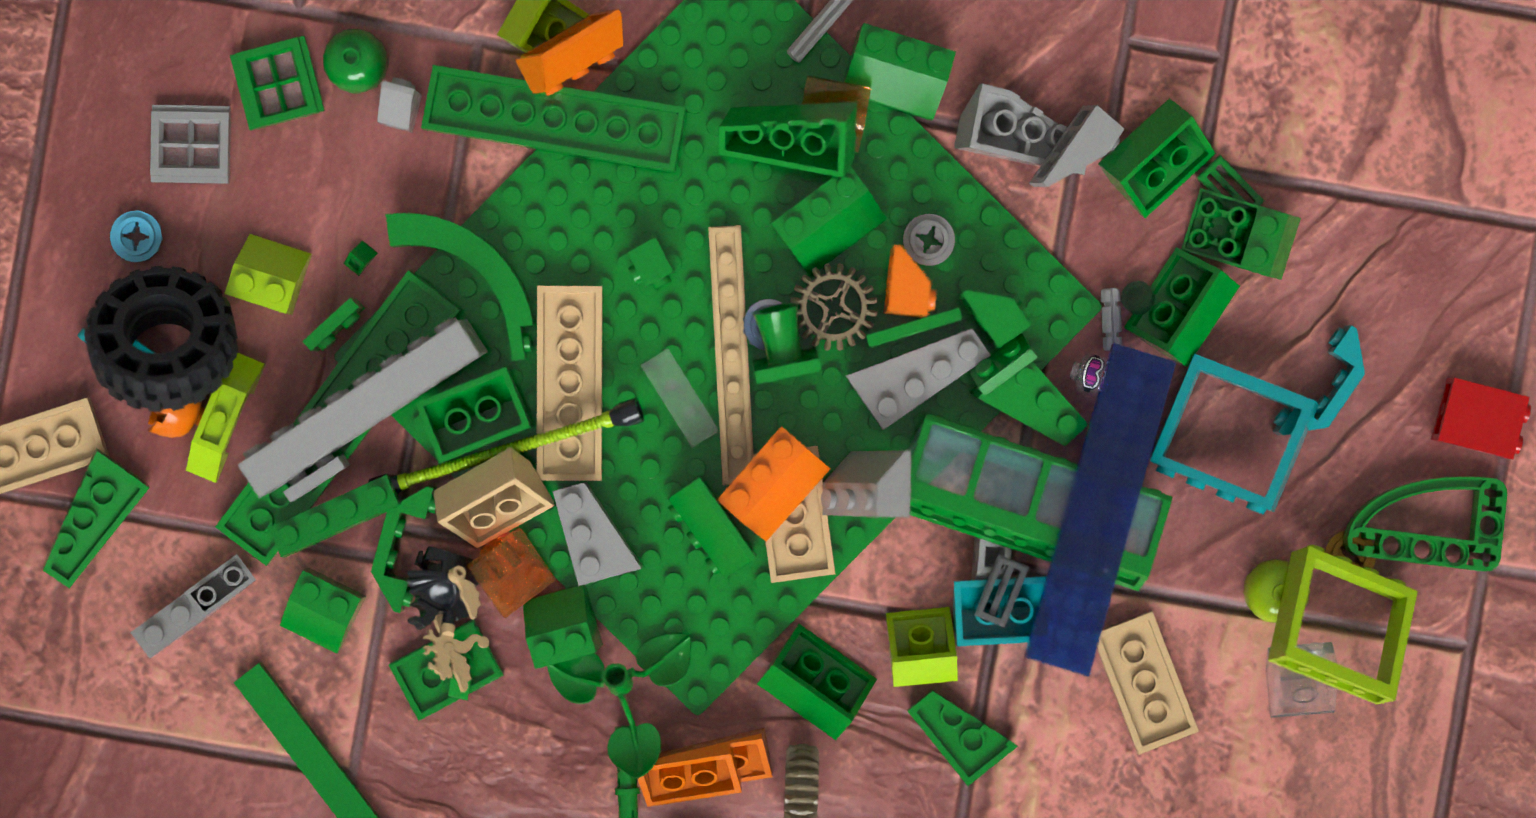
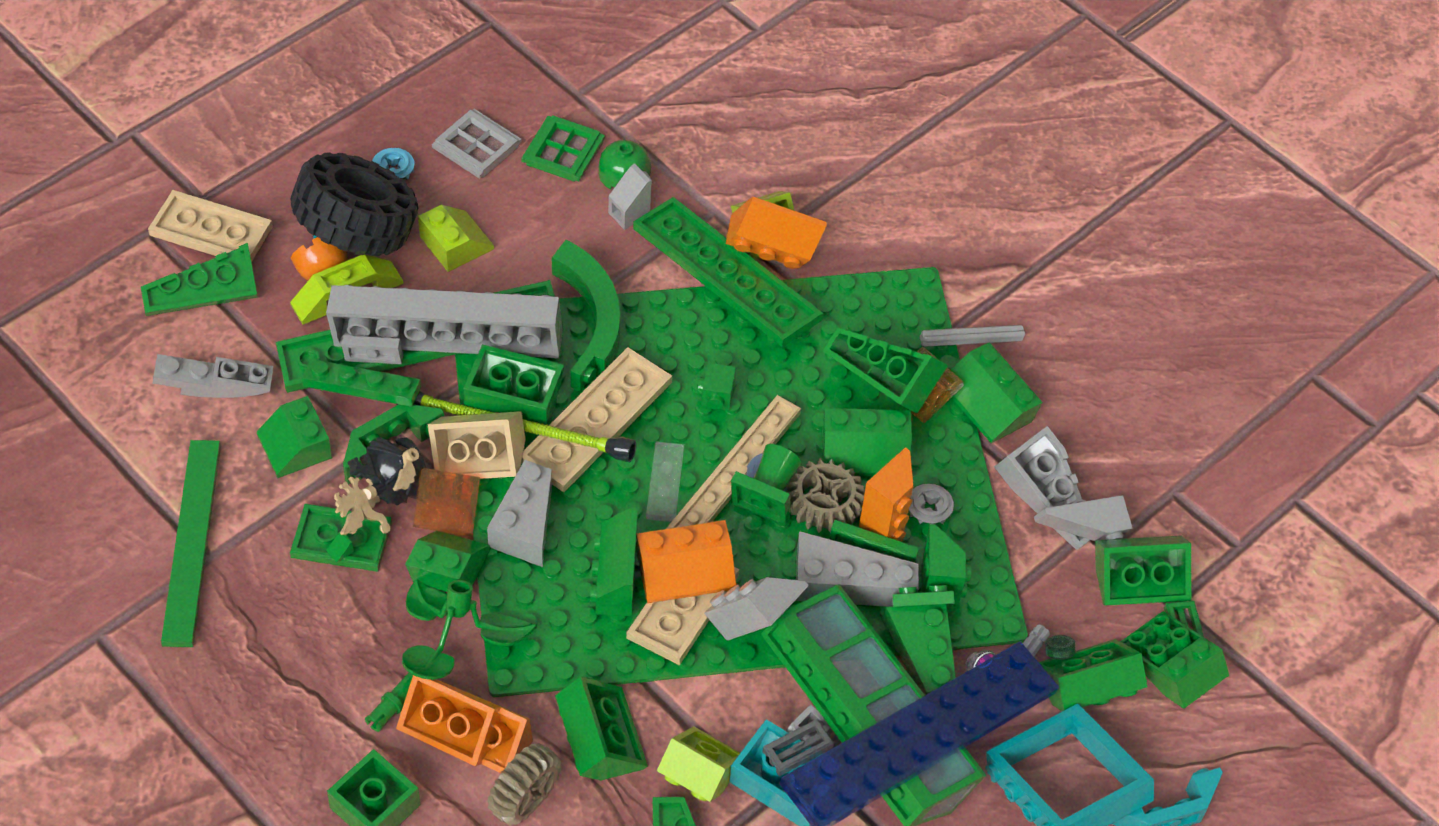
camera: 30 degrees right, 35 degrees down
(342, 318) = (471, 279): green plate -> none
(360, 257) = (523, 269): green piece -> none

